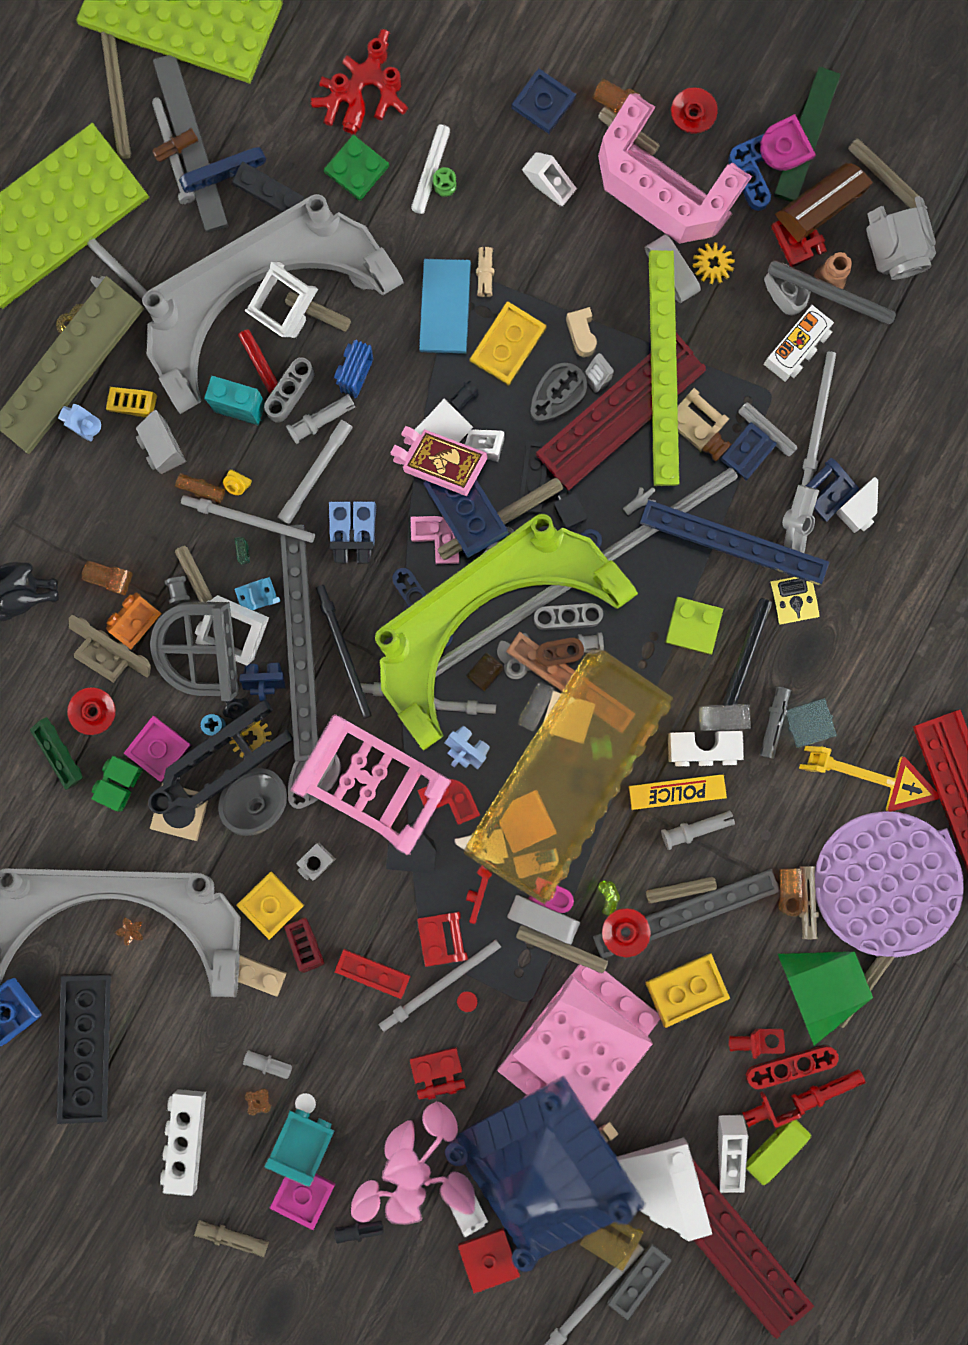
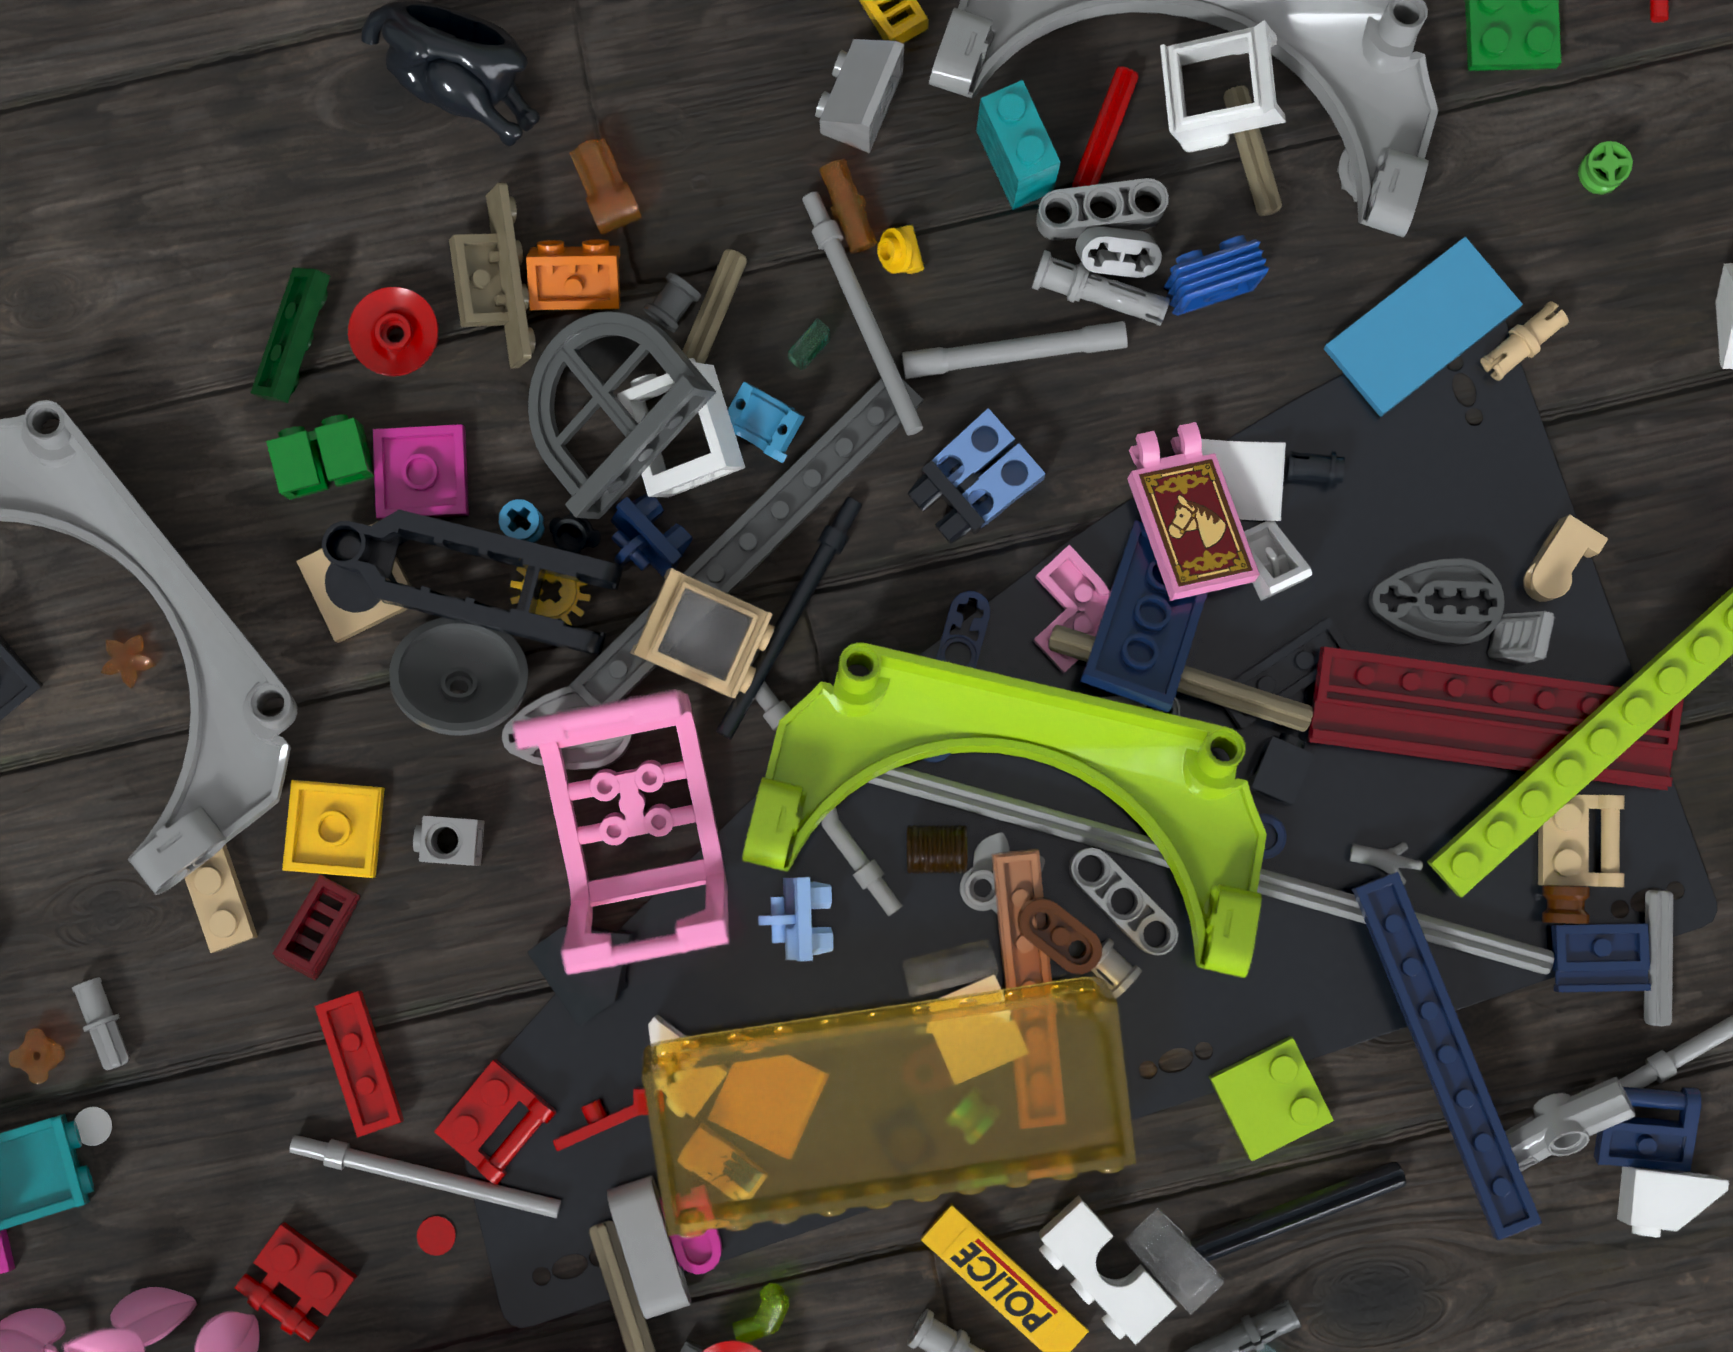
camera: 50 degrees right, 0 degrees up
(310, 394) = (1119, 246): none -> light grey beam
(321, 689) = (704, 634): none -> window
(430, 168) = (1607, 129): white axle -> none
(459, 800) = (717, 973): red plate -> none
(508, 343) = (1449, 465): yellow tile -> none
(794, 600) = (1439, 1215): sticker -> none

